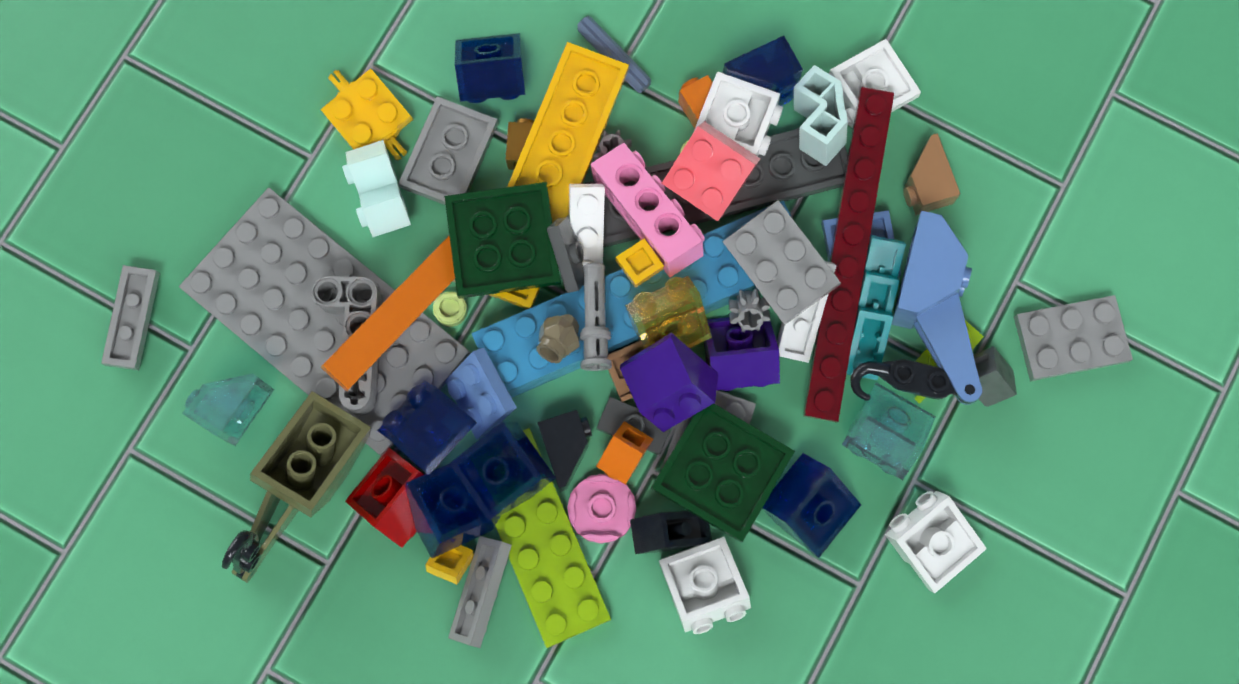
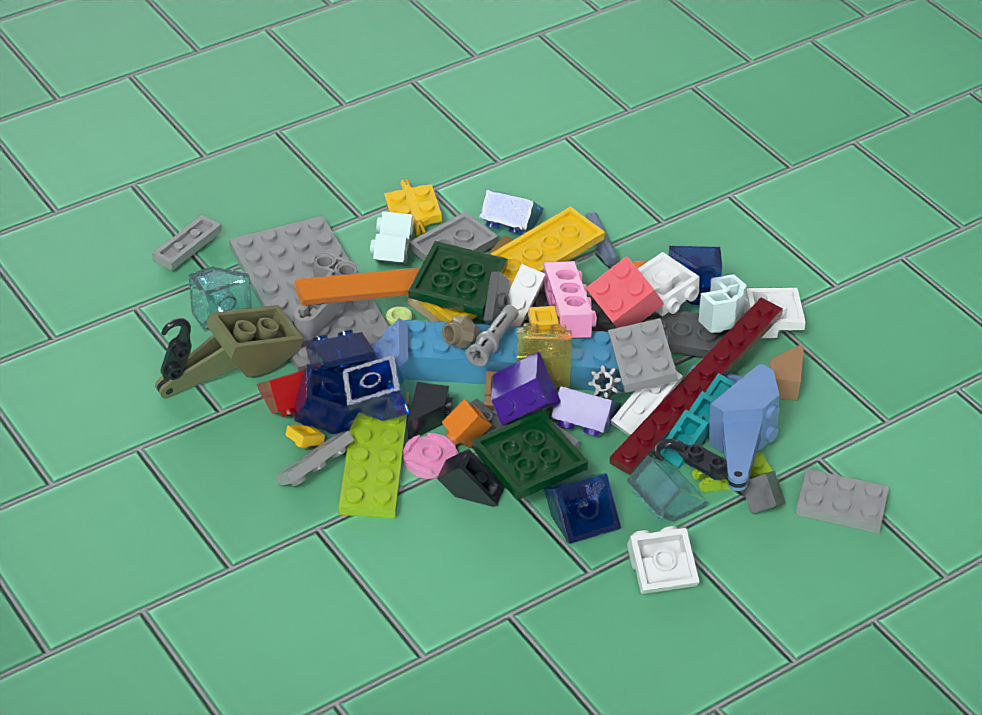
camera: 25 degrees right, 35 degrees down
(705, 586) = (474, 518): white plate -> none

